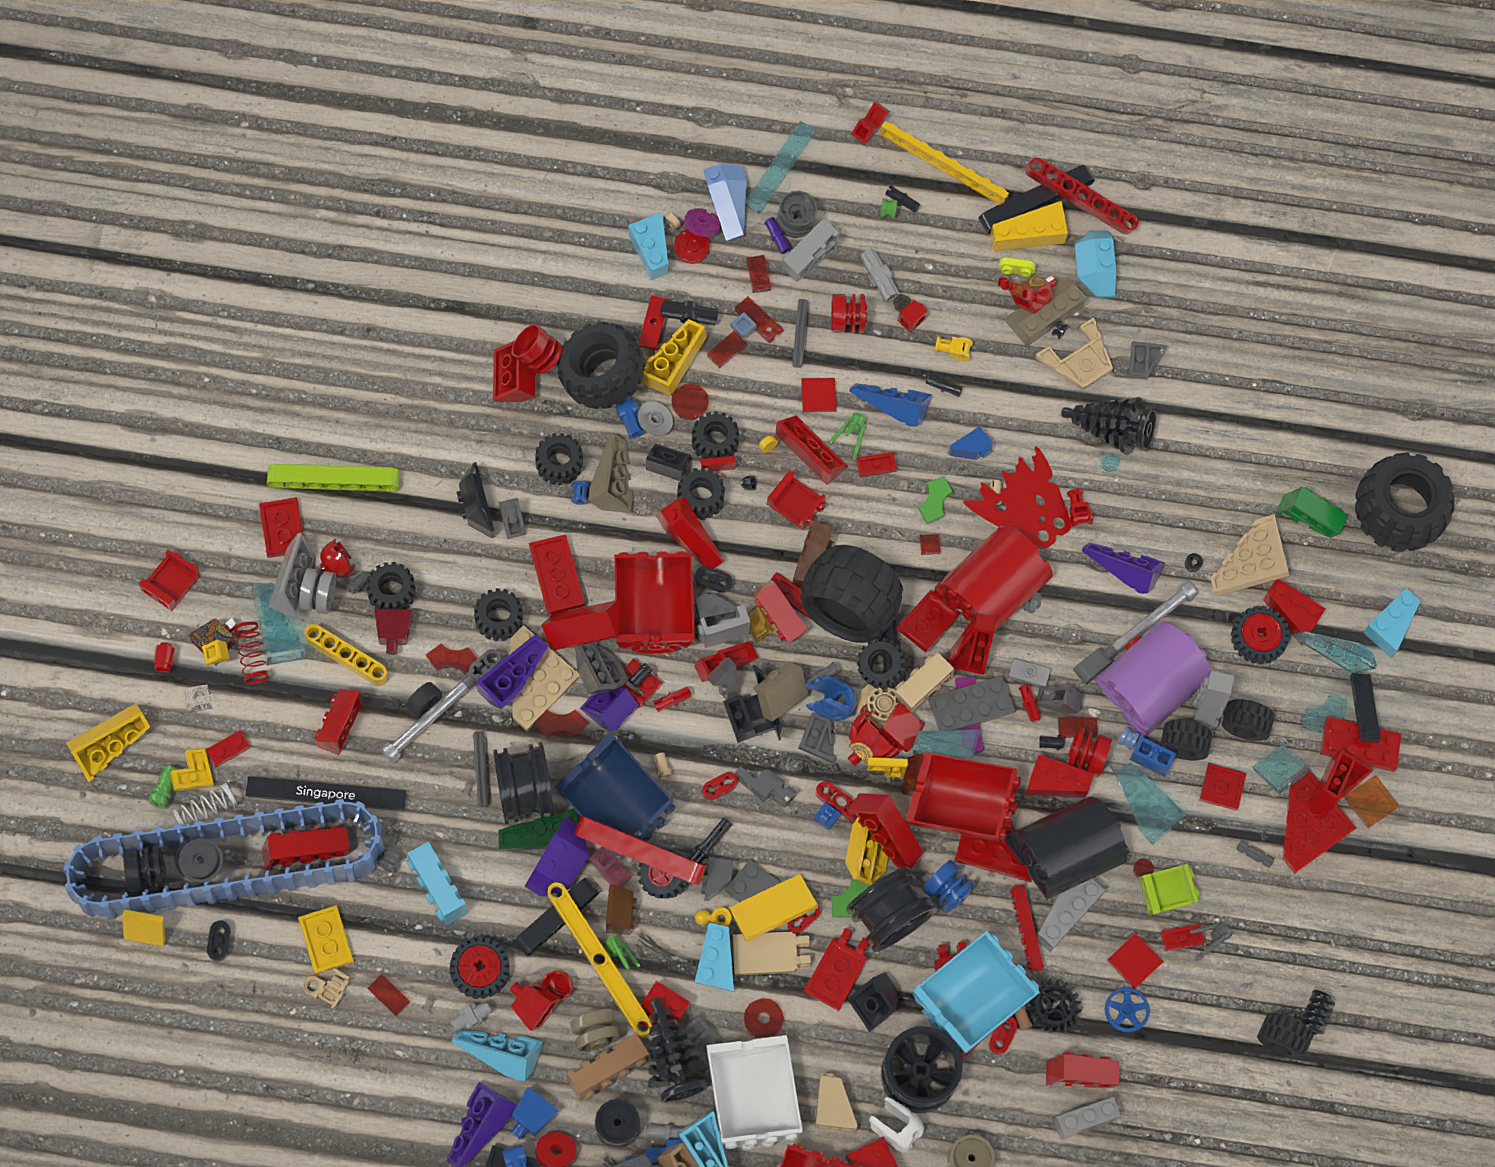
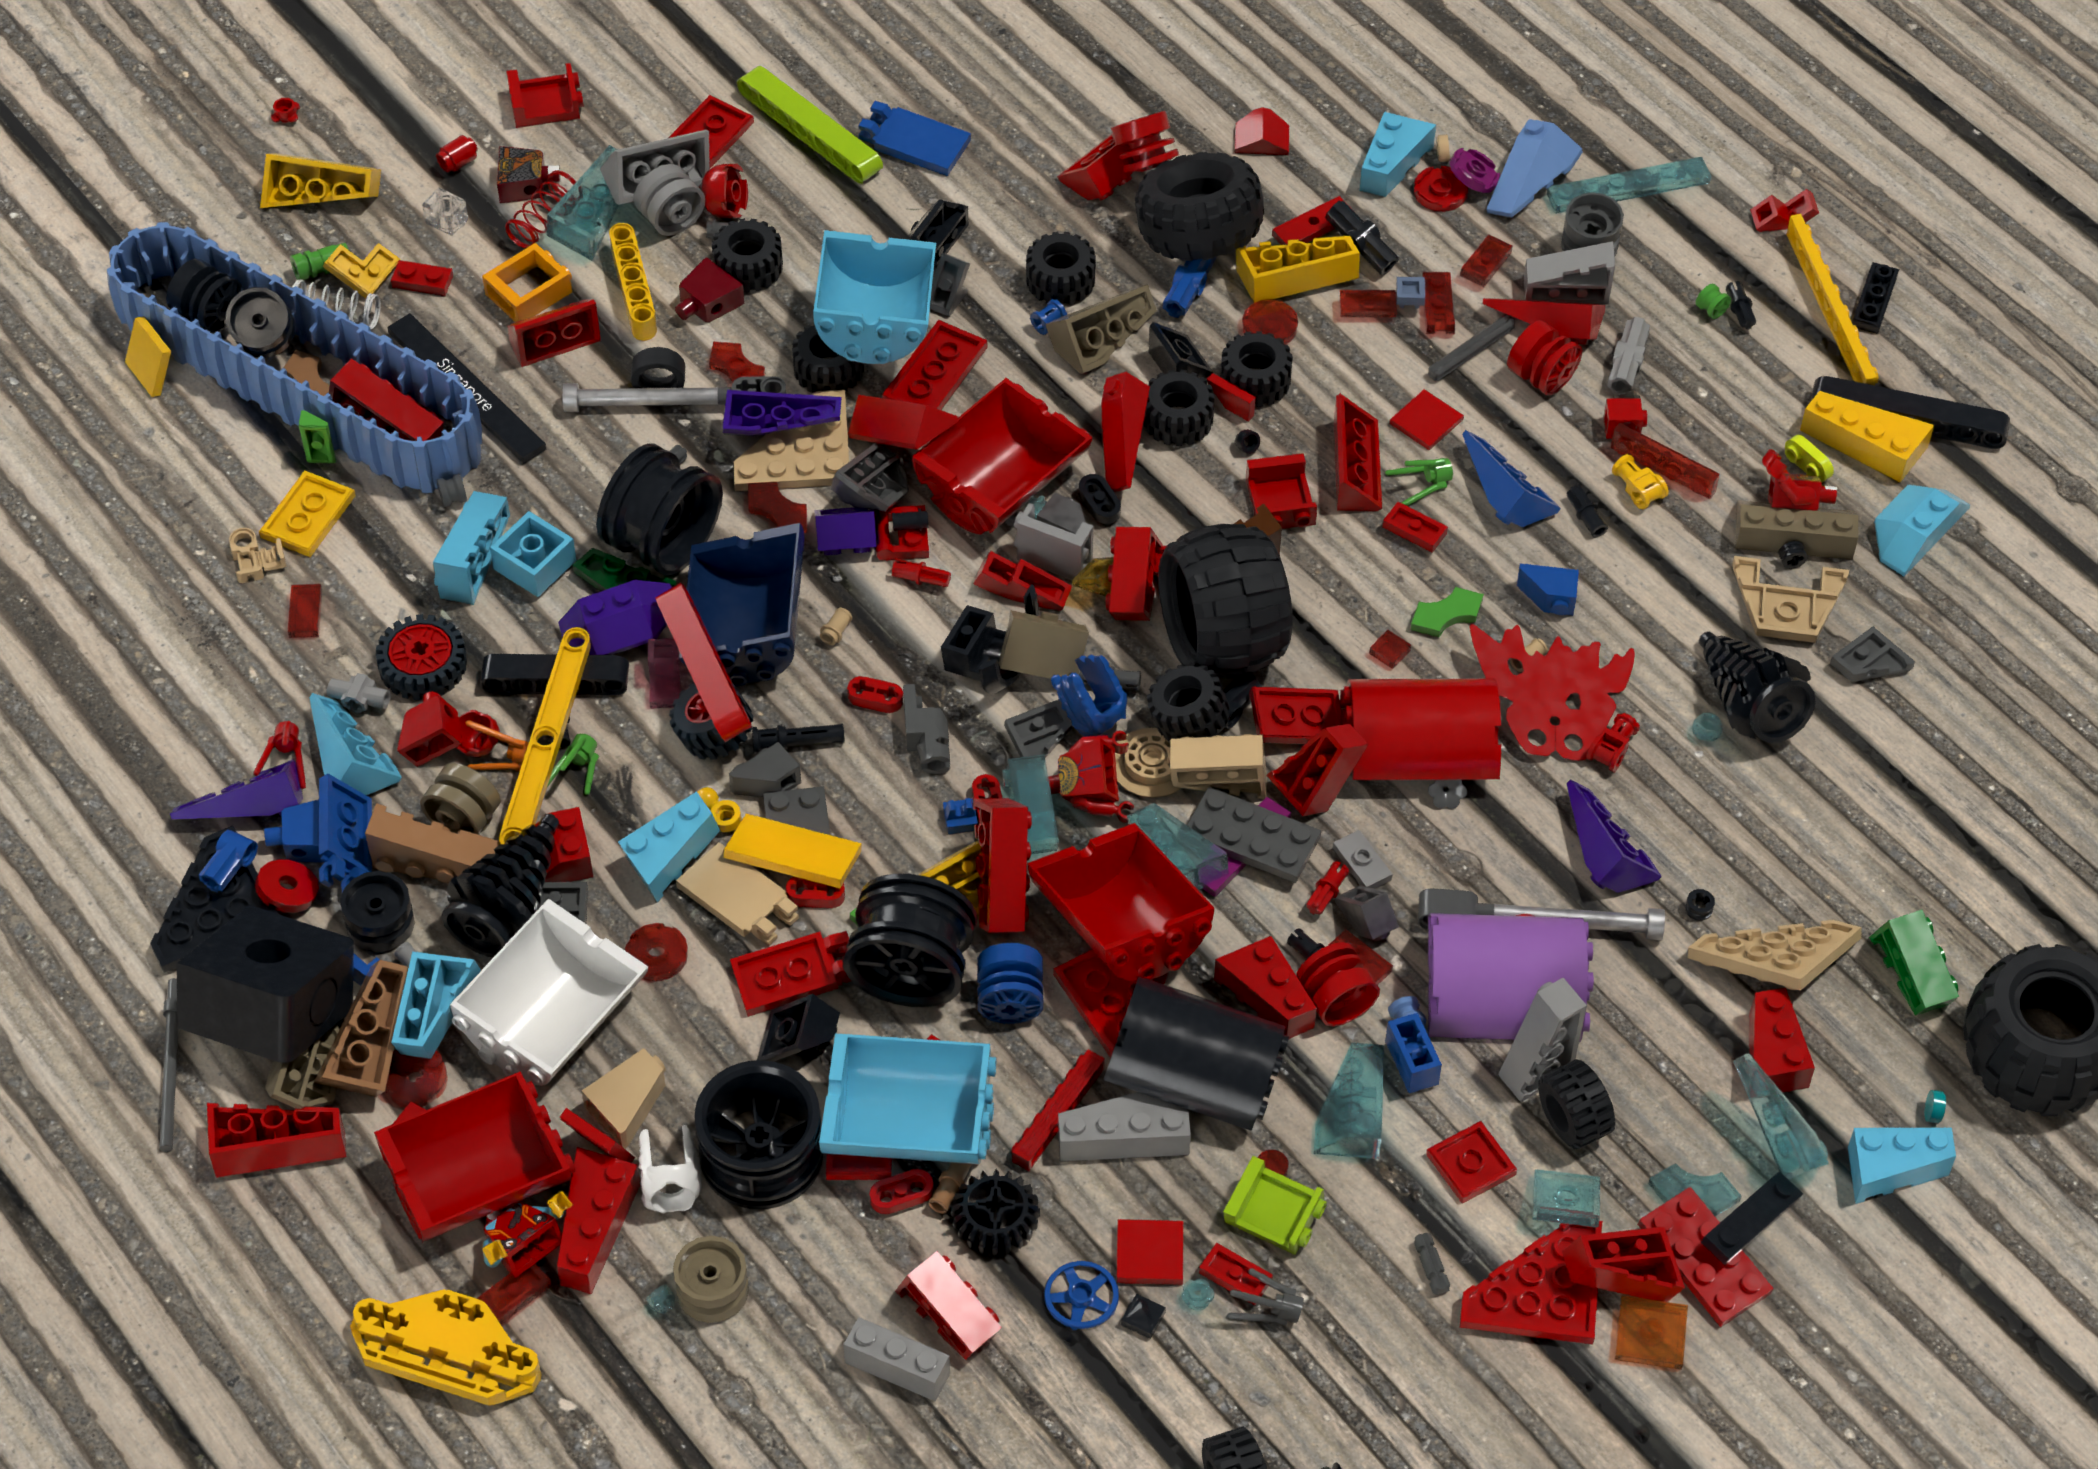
camera: 50 degrees right, 15 degrees down
(34, 705) = (285, 110): none -> red plate
(215, 652) = (506, 177): yellow slope -> none
(218, 941) = (205, 430): black plate -> none
(239, 864) = (306, 367): none -> medium nougat tile
(291, 896) = (316, 439): none -> bright green slope
(292, 723) = (535, 301): none -> light orange window
(396, 439) = (914, 138): none -> blue tile
(465, 1075) = (285, 740): none -> red plant
(475, 861) = (533, 553): none -> medium azure brick
(502, 561) = (873, 296): none -> medium azure cylinder
(557, 1100) = (342, 829): none -> blue tile
(570, 286) = (1262, 133): none -> red slope
(585, 974) = (516, 750): none -> orange plant
(620, 910) = (622, 714): reddish brown slope -> none
(659, 414) = (1216, 300): light grey dish -> none
(724, 677) = (998, 584): flat silver slope -> none
(768, 444) = (1311, 419): yellow tile -> none
(777, 235) = (1551, 239): dark purple pin -> none
(831, 278) = (1572, 320): none -> red wedge
(848, 1140) = (595, 1136): none -> red tile
(855, 777) = (1029, 785): none -> clear light blue wedge
(891, 766) = (1086, 813): yellow tile -> none
(902, 727) = (1142, 785): red piece -> none
(950, 325) = (1665, 461): none -> clear red plate
(961, 148) = (1875, 297): none -> black tile
(1090, 196) = (1965, 449): red beam -> none
(1163, 995) = (1143, 1316): none -> black tile
(1175, 967) = (1194, 1301): none -> clear light blue plate
(1187, 739) = (1472, 1062): black tyre -> none
(1256, 648) = (1700, 1039): wheel -> none
(1383, 580) = (1935, 1106): none -> teal tile

